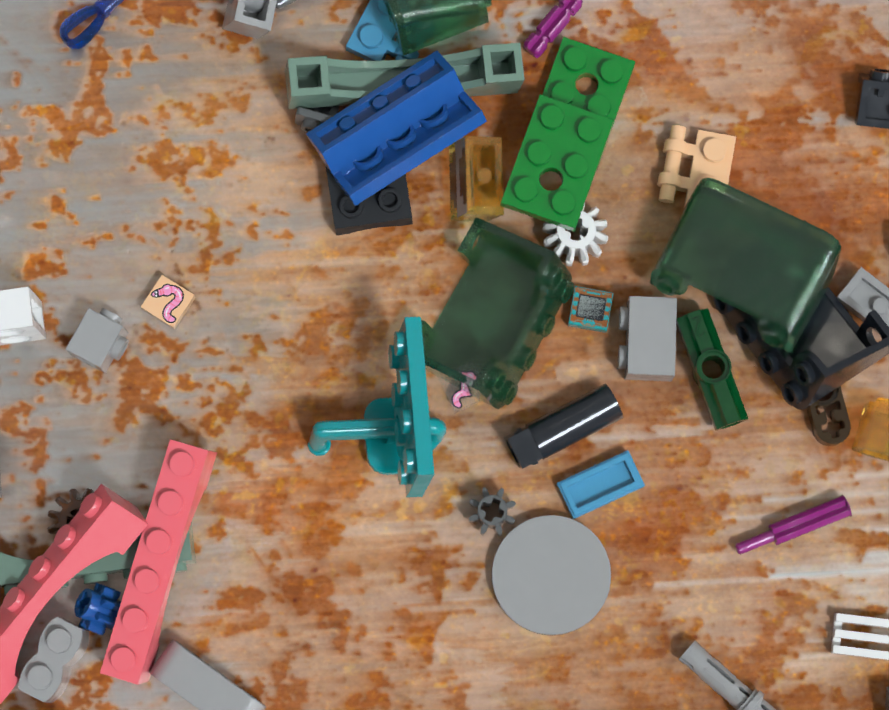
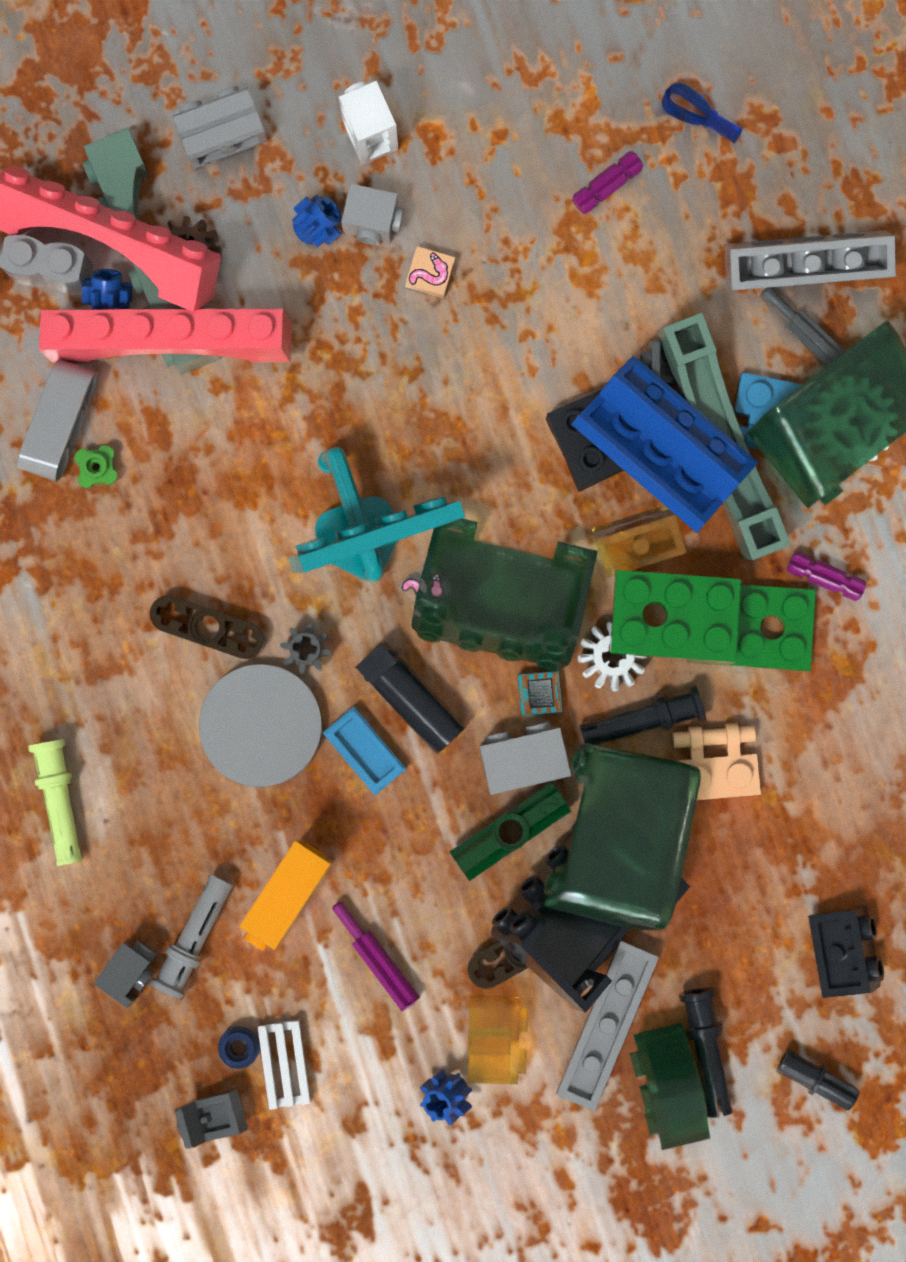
camera: 75 degrees right, 5 degrees up
(89, 391) = (317, 220): none -> blue gear
(132, 117) = (607, 182): none -> magenta axle
(269, 673) = (106, 472): none -> bright green plate
(469, 581) = (182, 607): none -> dark brown beam
(638, 203) = (661, 713): none -> black pin
(719, 589) = (285, 895): none -> light orange brick
(859, 672) = (227, 1054): none -> dark blue plate

